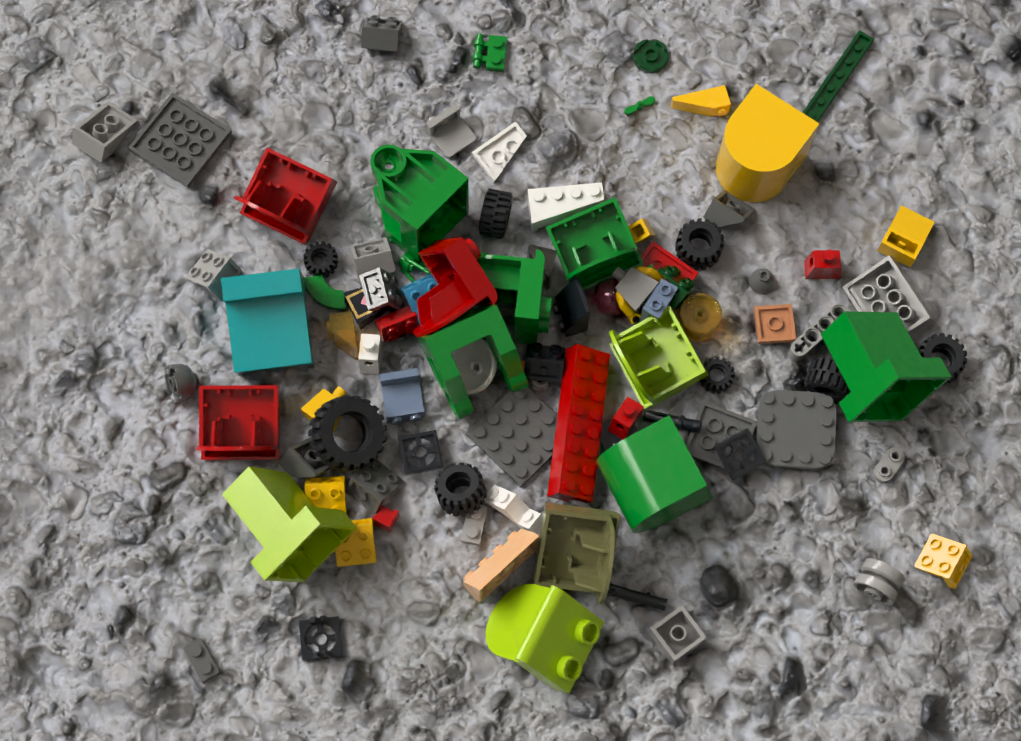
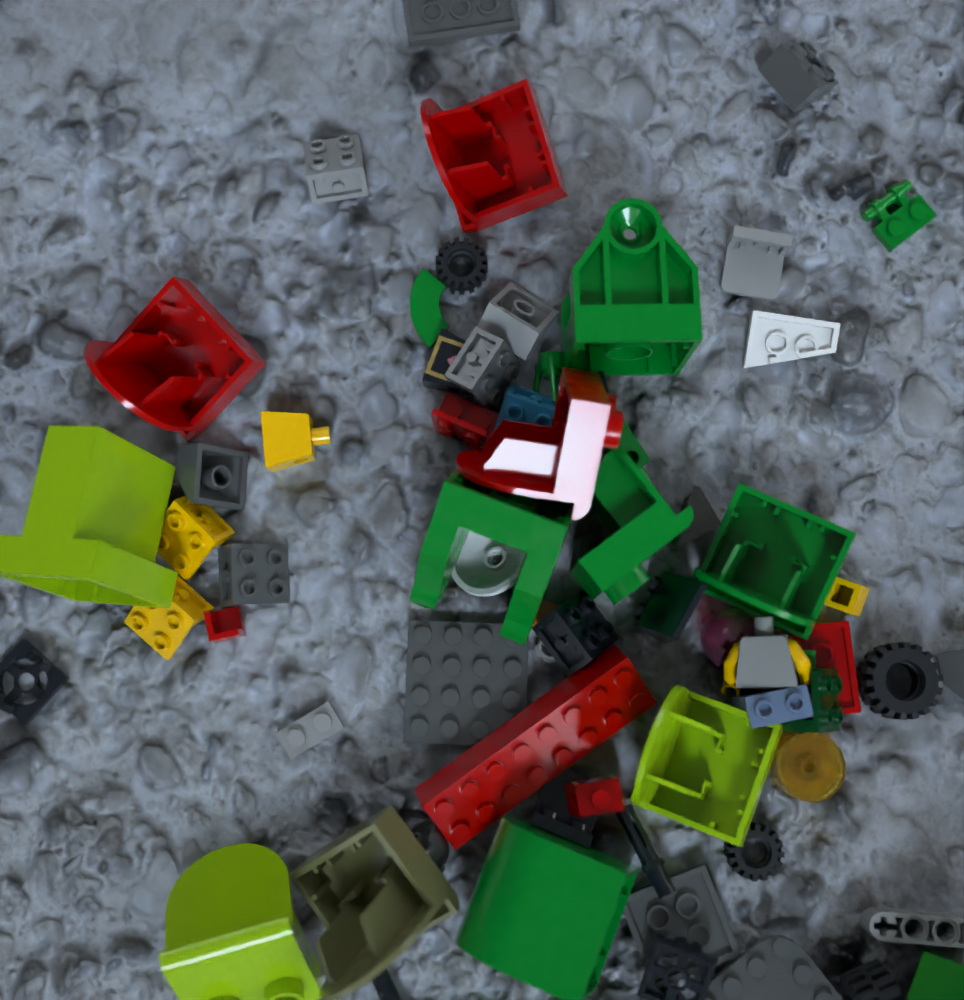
camera: 50 degrees right, 10 degrees up
(180, 382) = (175, 253): dark grey cylinder -> none
(268, 321) = (322, 279): teal piece -> none
(342, 331) = (395, 374): clear yellow slope -> none
(370, 351) = (400, 425): white torso -> none
(371, 427) = (274, 530): black tyre -> none
(402, 396) = (385, 509): sand blue panel -> none
(431, 436) = (336, 622): black piece -> none
(463, 502) = (330, 657): black tyre -> none
(495, 213) = (702, 407): black tyre -> none
(501, 564) = (281, 810): light nougat slope -> none
(514, 508) = (364, 765): white arch -> none
(557, 203) = (793, 472): white wedge -> none
(762, 281) = (925, 796): dark grey brick -> none
(774, 324) = (885, 863): nougat plate -> none

